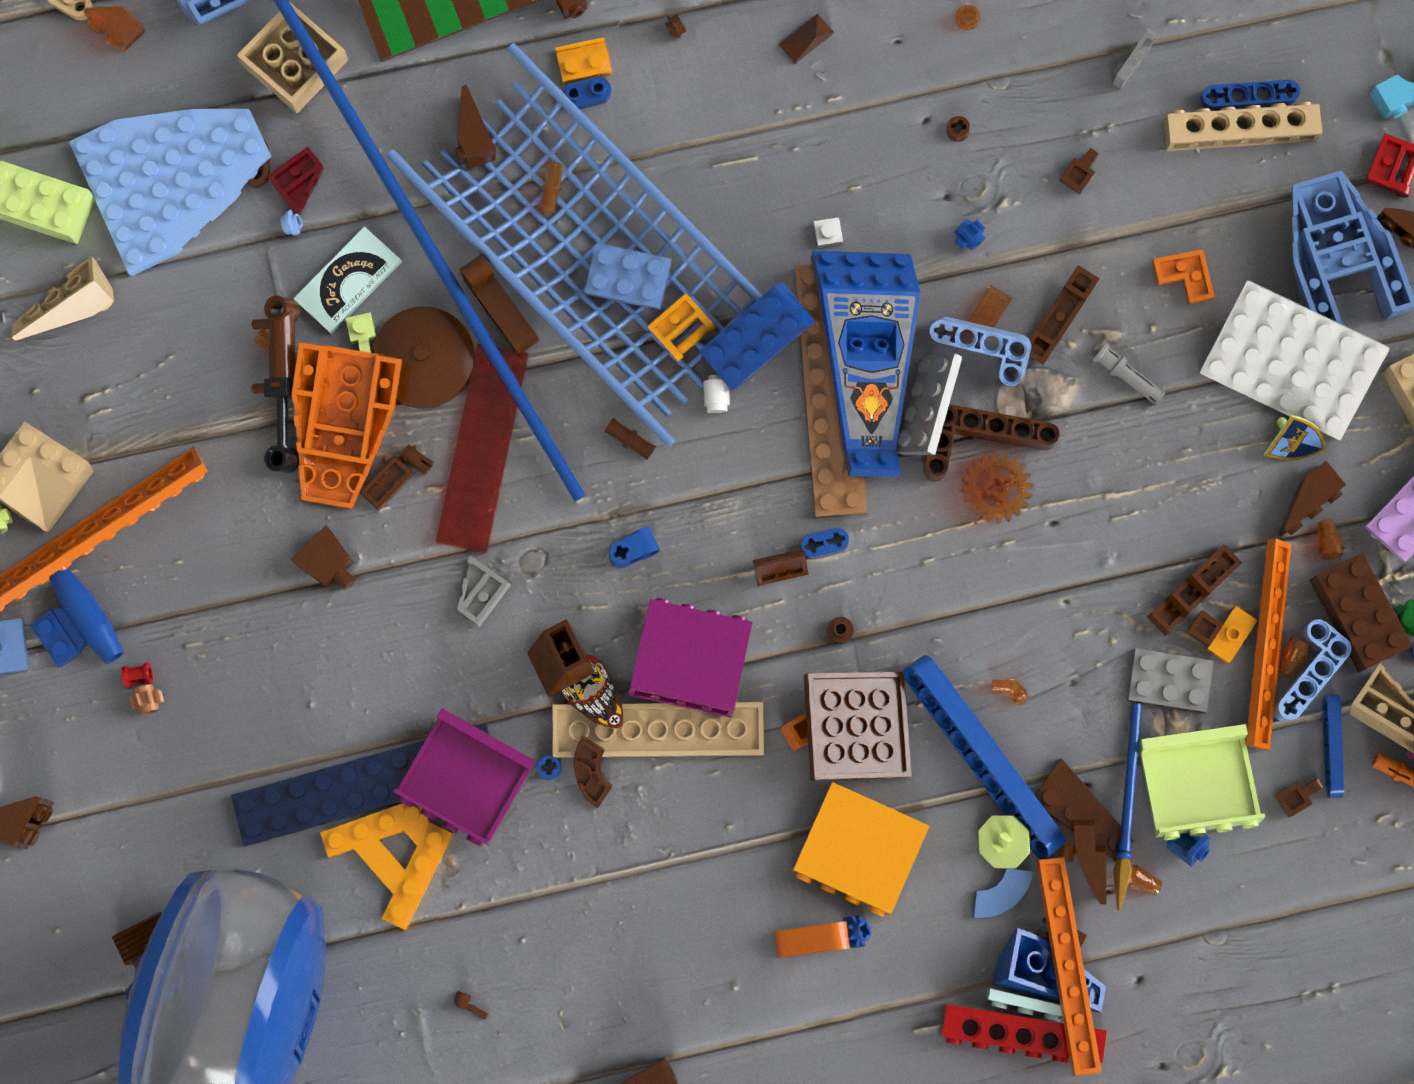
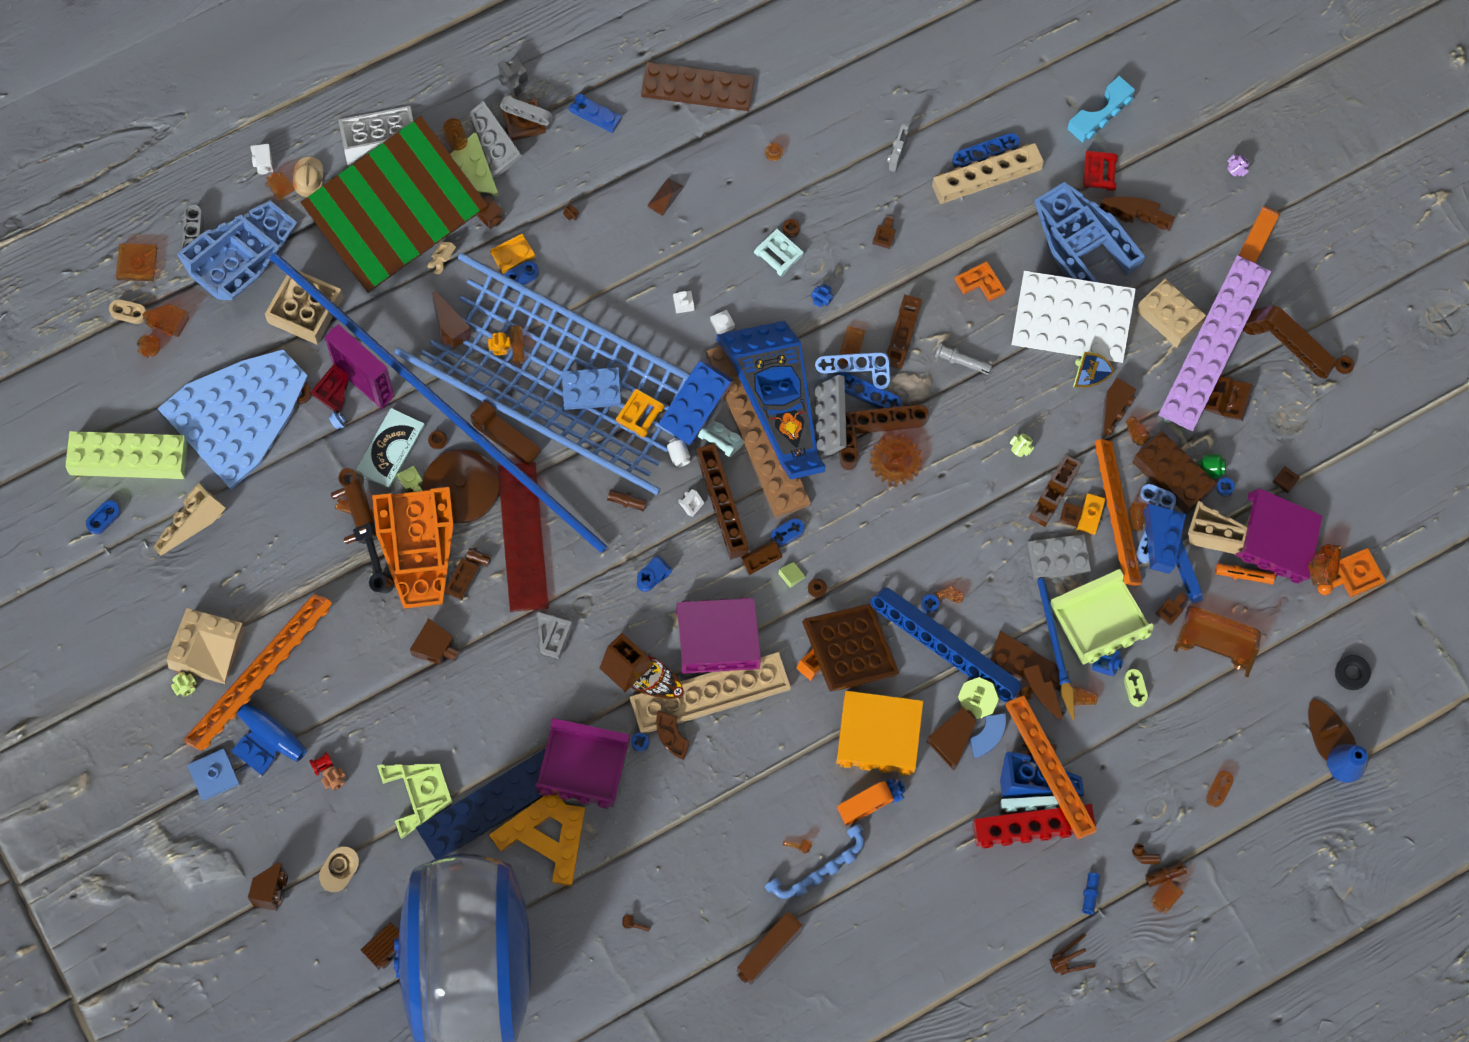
camera: 20 degrees left, 10 degrees down
(80, 54) = (148, 345): none -> clear orange gear
(115, 823) = (338, 869): none -> tan piece
(258, 749) = (426, 791): none -> yellowish green wing
(335, 161) = (362, 366): none -> magenta window
(412, 286) = (437, 440): none -> reddish brown plate
(491, 36) = (442, 254): none -> tan plate
(527, 180) = (499, 343): none -> light orange gear
(712, 467) = (691, 502): none -> white tile
(716, 969) = (804, 847): none -> clear orange hand
(720, 1015) = (817, 876): none -> medium blue bar
(752, 479) = (722, 501): none -> reddish brown brick
(777, 392) = (722, 437): none -> light aqua plate
(785, 190) = (683, 301): none -> white tile
(813, 601) = (791, 574): none -> yellowish green slope
(939, 155) = (782, 248): none -> light aqua plate
(955, 884) = (952, 737): none -> reddish brown slope
(977, 687) = (925, 607): none -> blue bush
(992, 379) = (869, 389): none -> blue beam
(1169, 515) = (1021, 445): none -> yellowish green gear
(1222, 888) = (1131, 689): none -> yellowish green beam
(1278, 1053) = (1223, 790): none -> clear orange beam
(1317, 701) = (1164, 536): none -> blue wedge
(1352, 853) = (1219, 636): none -> clear orange windscreen

